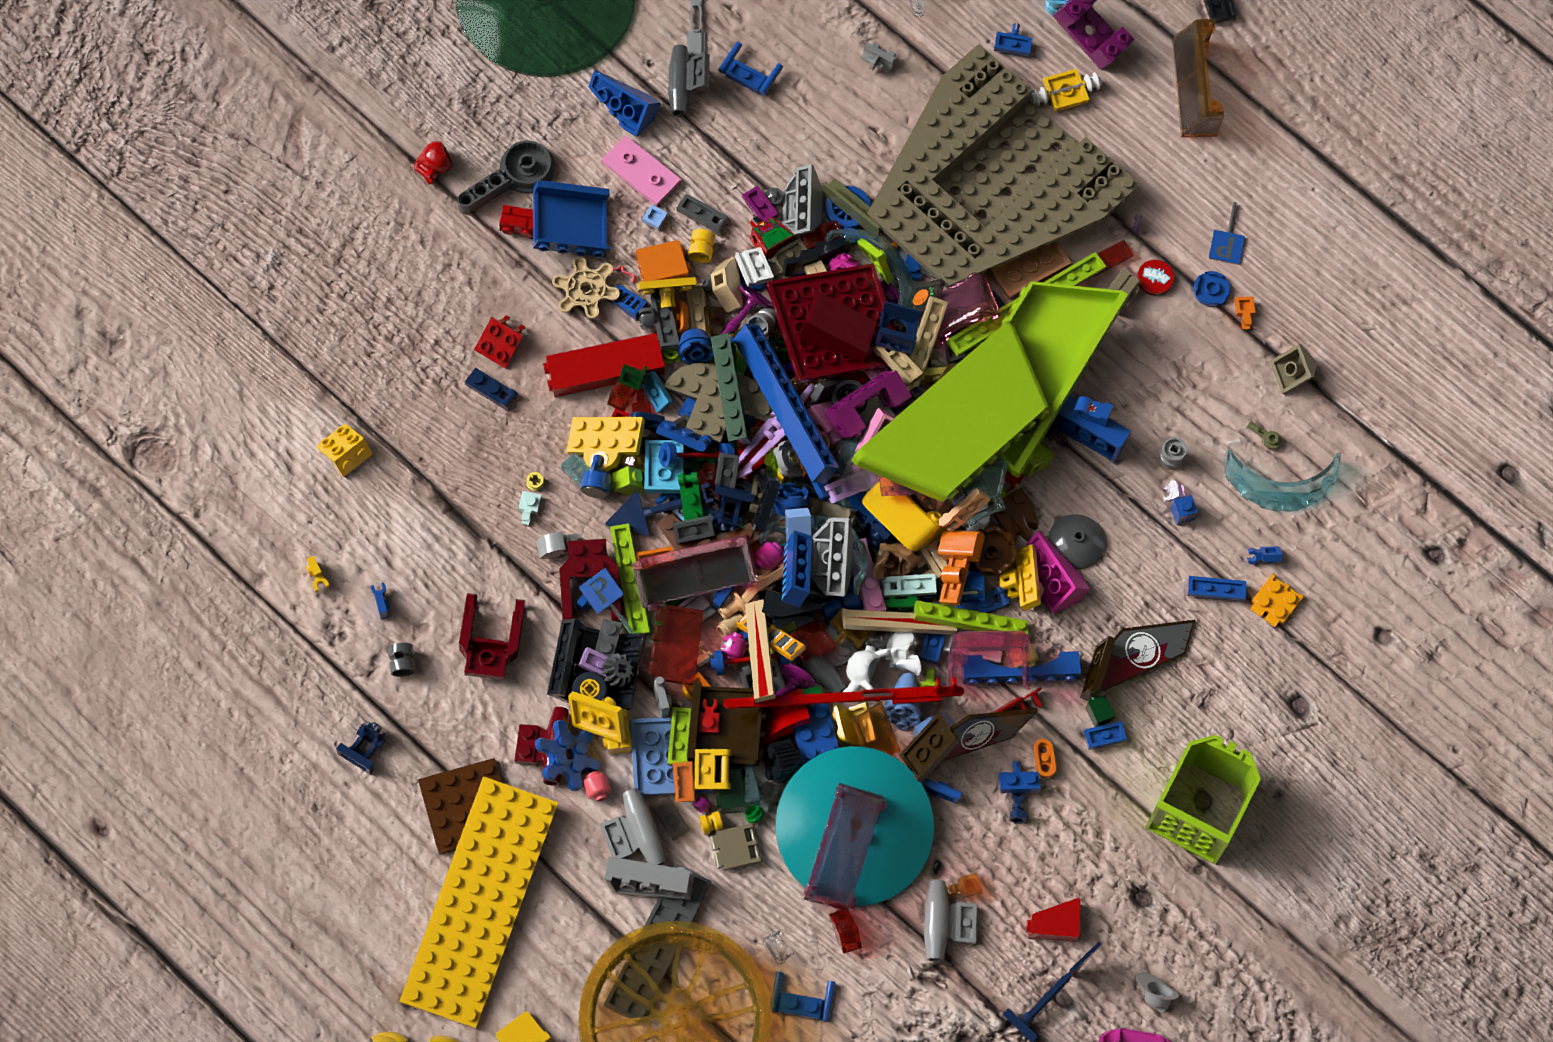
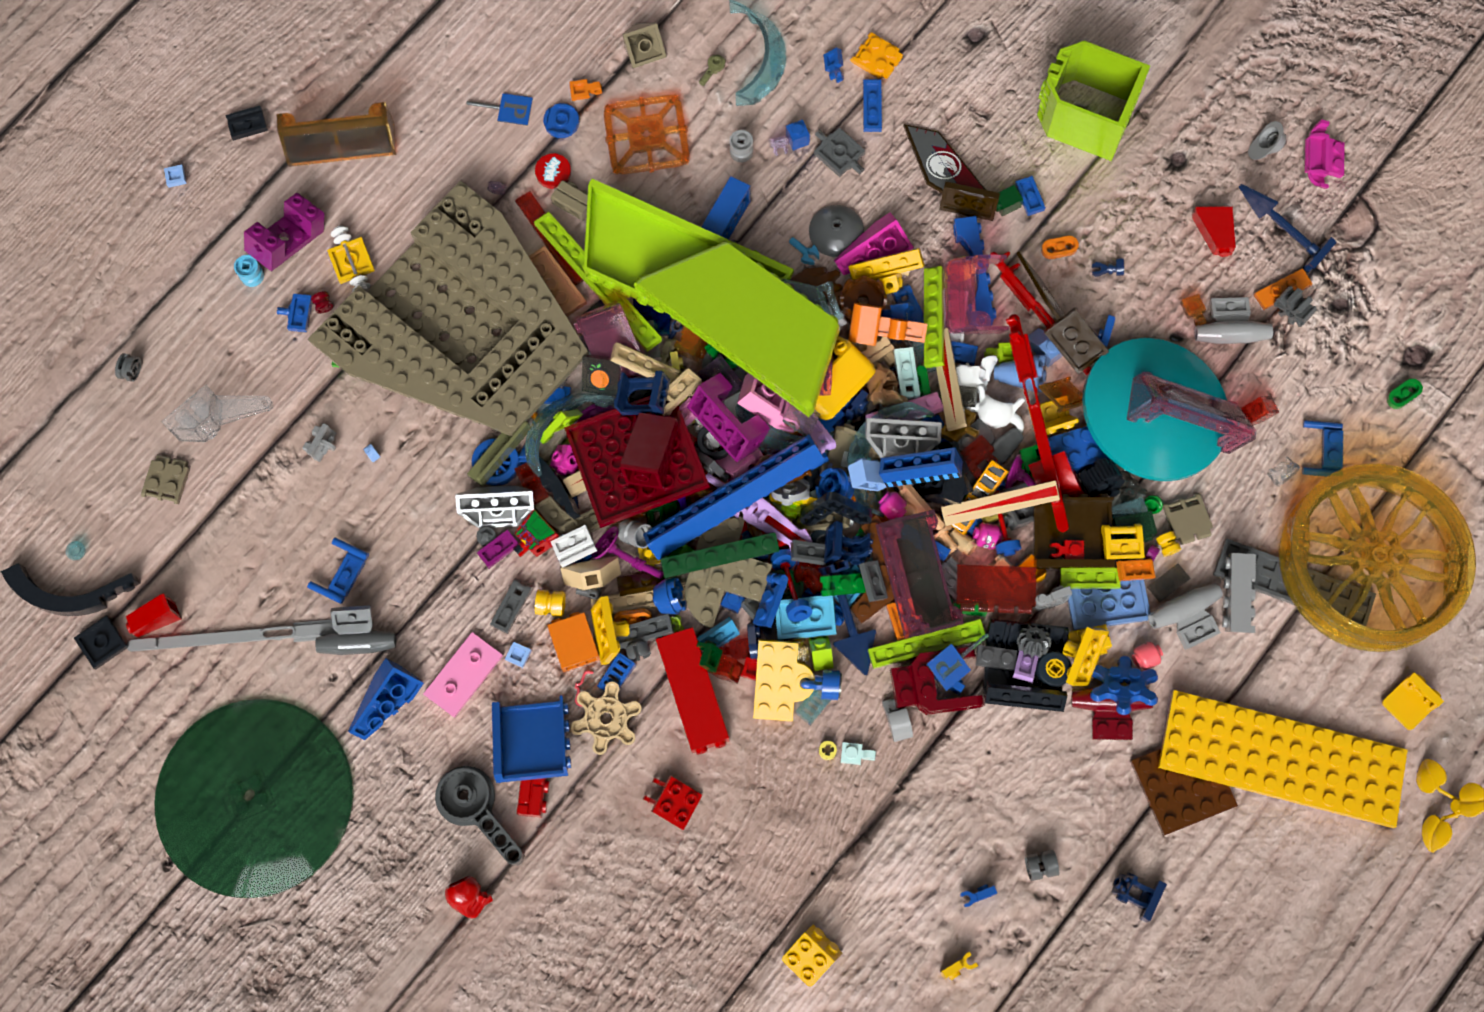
camera: 85 degrees left, 5 degrees up
(487, 656) = (1029, 776): dark red plate -> none
(491, 389) = (727, 807): dark blue plate -> none
(865, 101) = (371, 452): none -> light blue axle
(959, 985) = (1295, 306): none -> dark grey gear
(964, 510) = (829, 306): light nougat hinge -> none
(984, 984) = (1269, 294): none -> orange plate
(1019, 781) = (1085, 267): blue plate -> none
(1022, 63) = (322, 302): none -> dark red wheel
(1054, 509) = (805, 251): none -> dark azure bar
(1092, 410) = (716, 206): blue leg -> none
(1164, 550) = (839, 152): none -> dark grey plate
(1184, 375) = (655, 141): none -> clear orange plate

